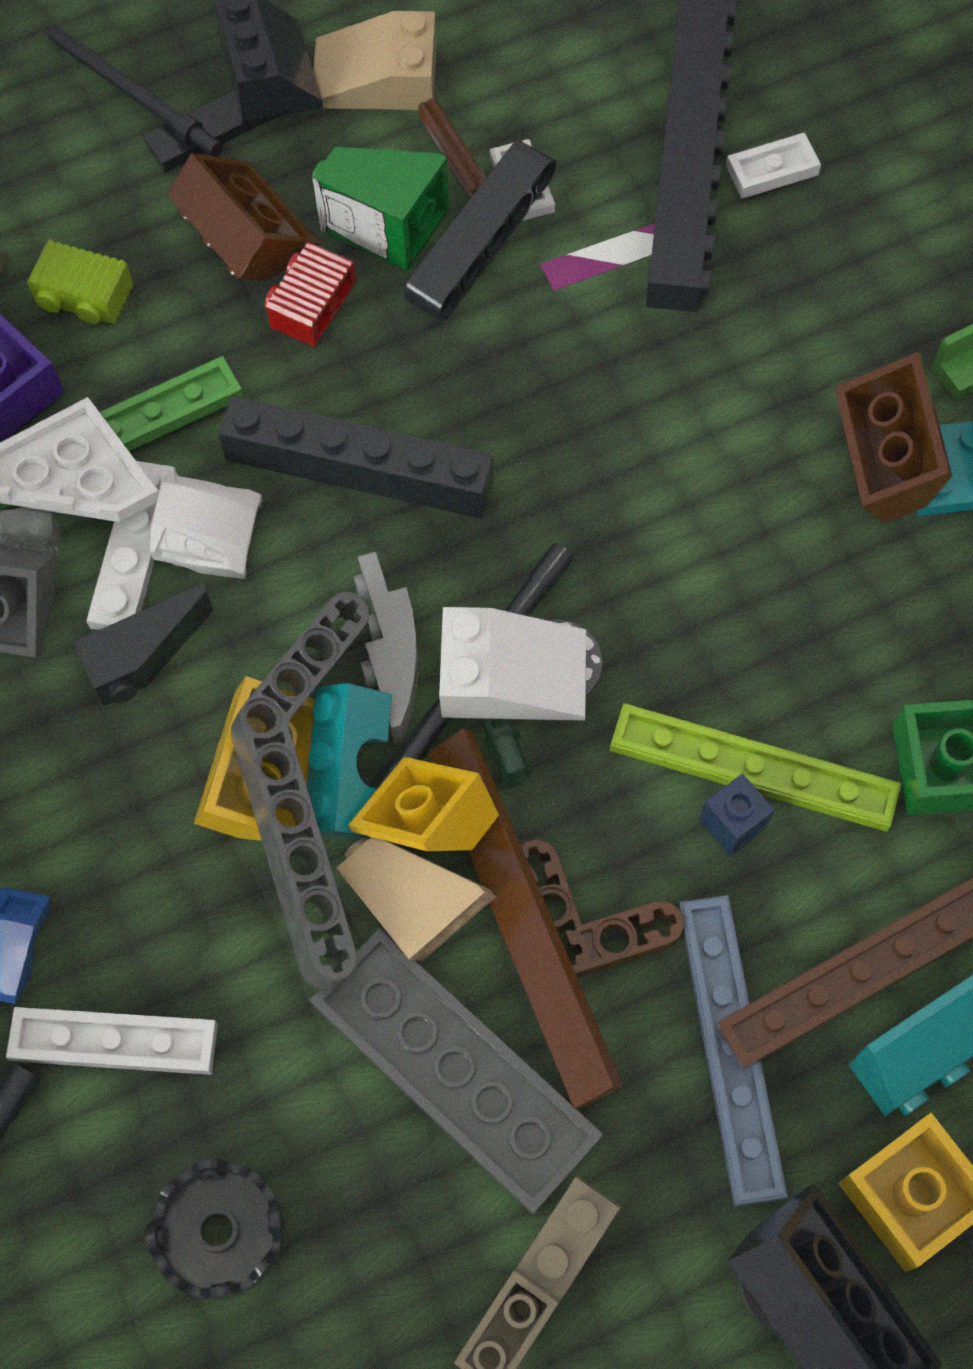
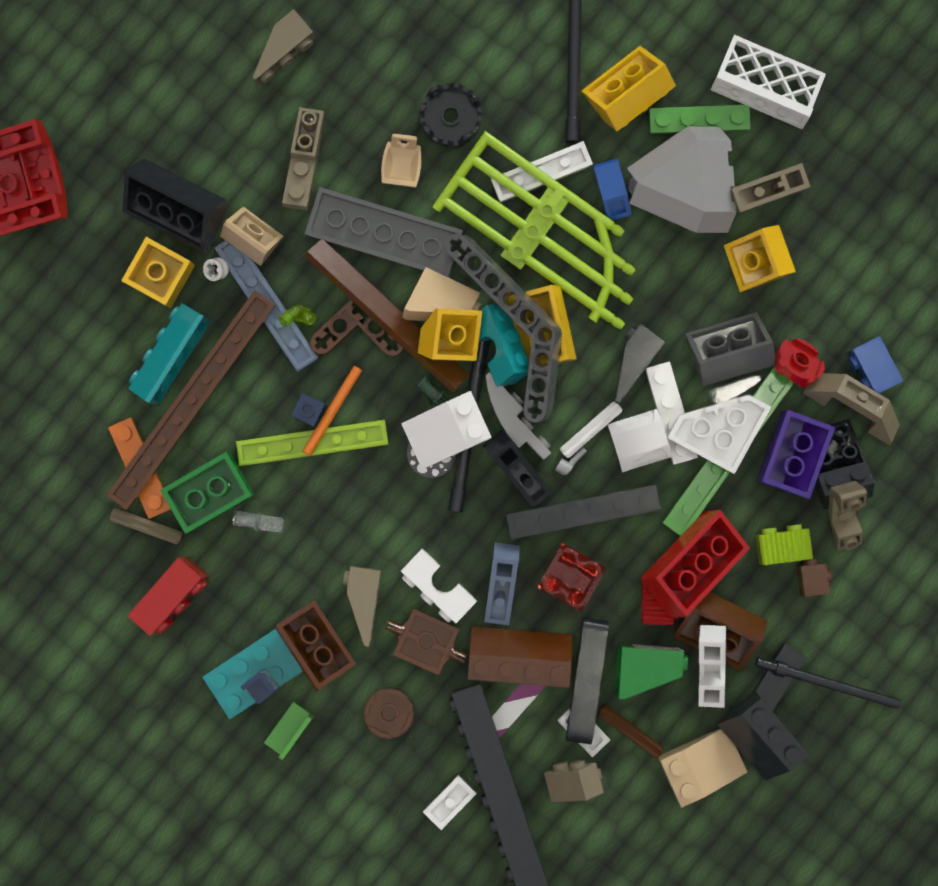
camera: 160 degrees right, 20 degrees up
(66, 218) = (813, 578): none -> reddish brown brick
(170, 948) = (536, 225): none -> lime piece
(224, 295) = (695, 563): none -> red brick
(274, 577) = (591, 429): none -> white axle
(277, 166) = (712, 666): none -> white arch
(345, 538) = (565, 467): none -> light grey hand
(356, 1181) = (401, 161): none -> tan piece
(425, 567) = (517, 468): none -> black slope
(426, 366) = (571, 577): none -> clear red piece
(537, 416) = (502, 583): none -> sand blue slope
(568, 301) = (520, 657): none -> reddish brown slope
(572, 102) = (573, 781): none -> dark tan brick
(635, 420) = (452, 603): none -> white arch
(684, 996) = (298, 313): none -> clear neon green arm
(694, 798) = (332, 410): none -> orange bar
(703, 1181) = (250, 235): none -> tan slope
(704, 386) = (426, 641): none -> reddish brown plate
(772, 495) = (363, 594): none -> dark tan slope
(811, 319) = (388, 713): none -> reddish brown tile
(814, 1147) = (208, 269): none -> white bush
(902, 677) = (258, 521): none -> clear axle

